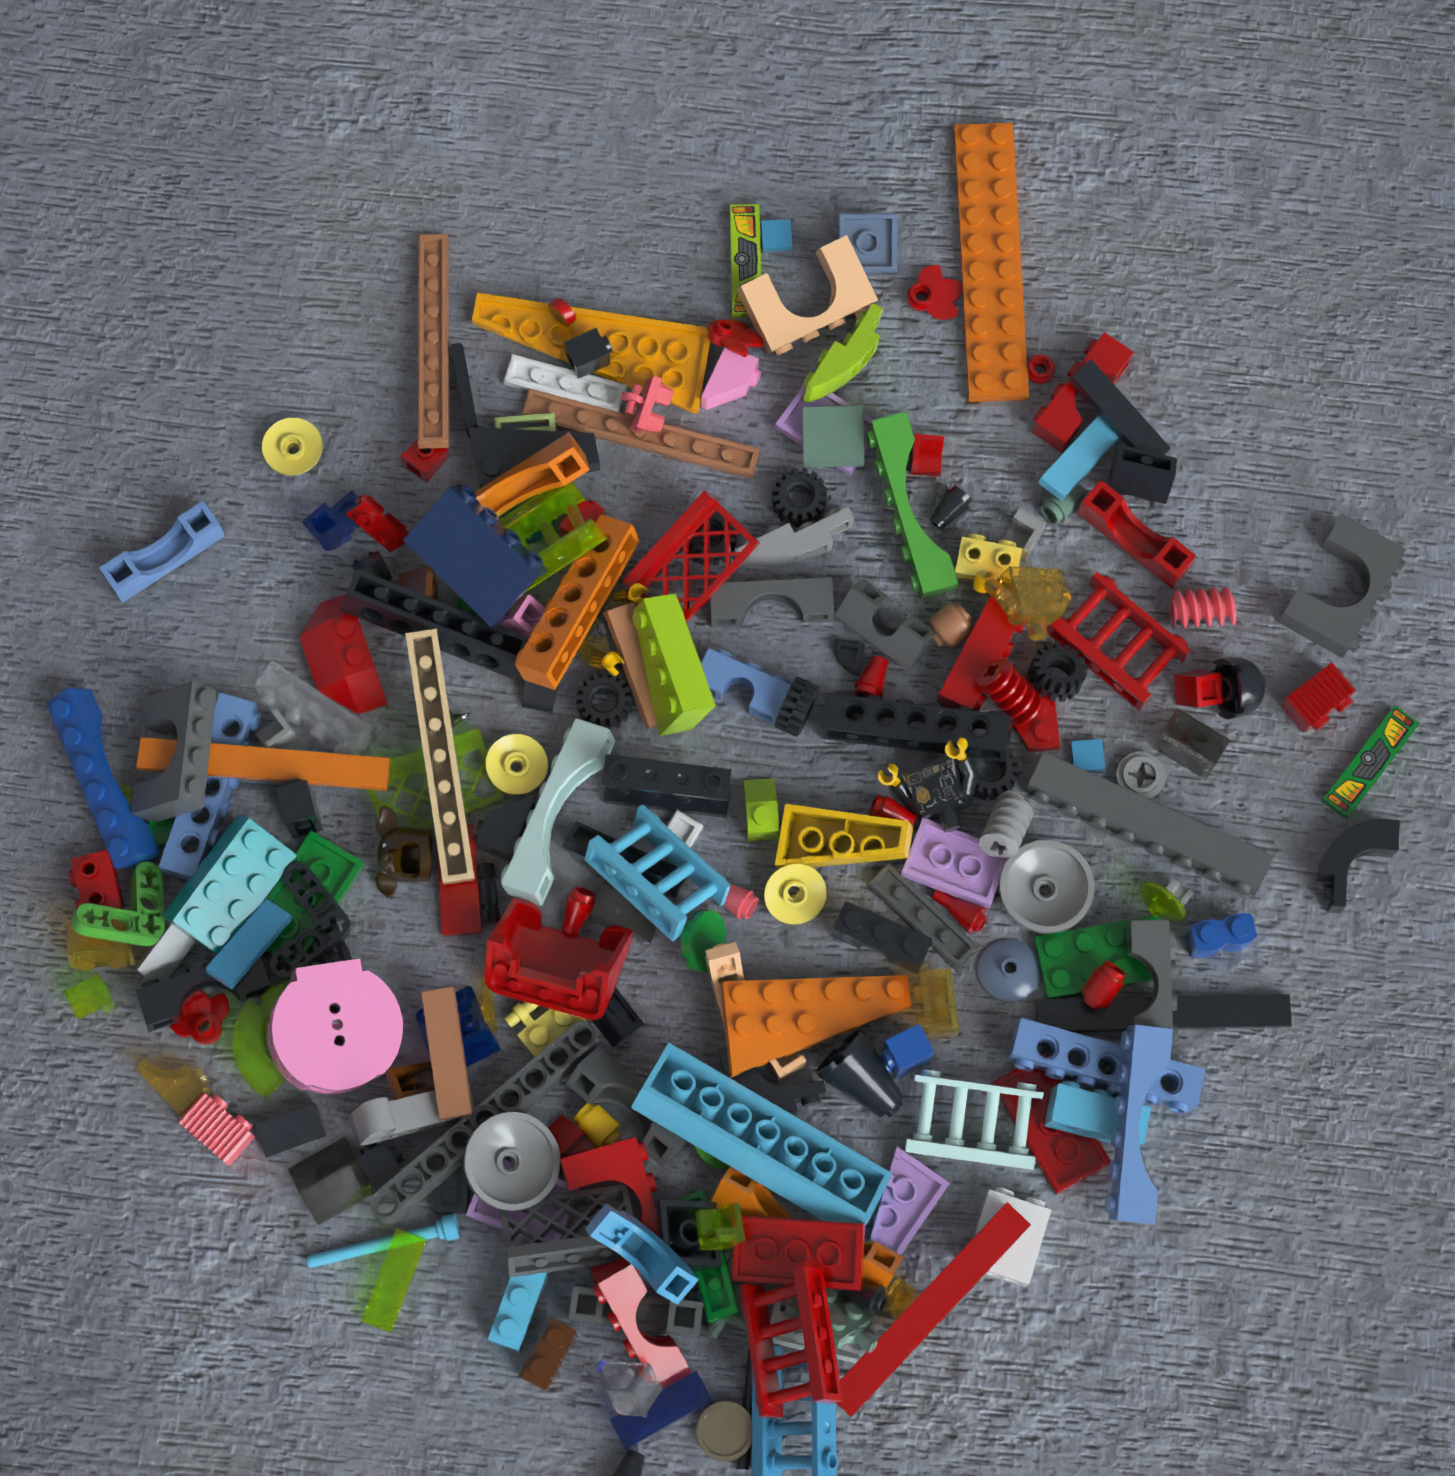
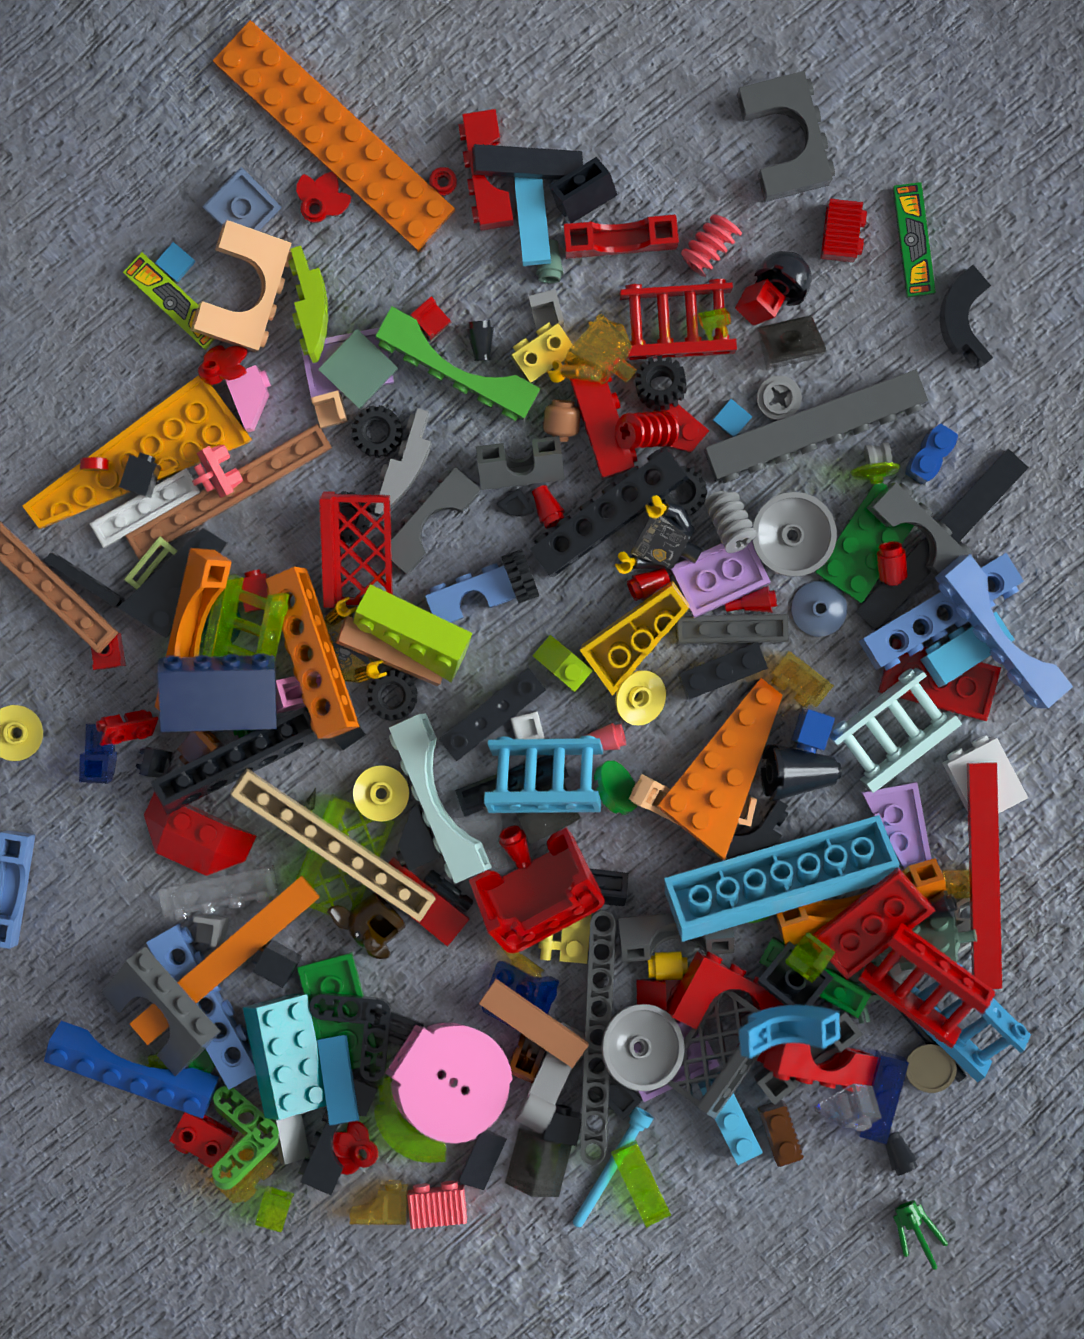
camera: 45 degrees left, 15 degrees up
(781, 446) = (329, 409): none -> light nougat panel
(1147, 662) = (714, 319): none -> clear neon green tile

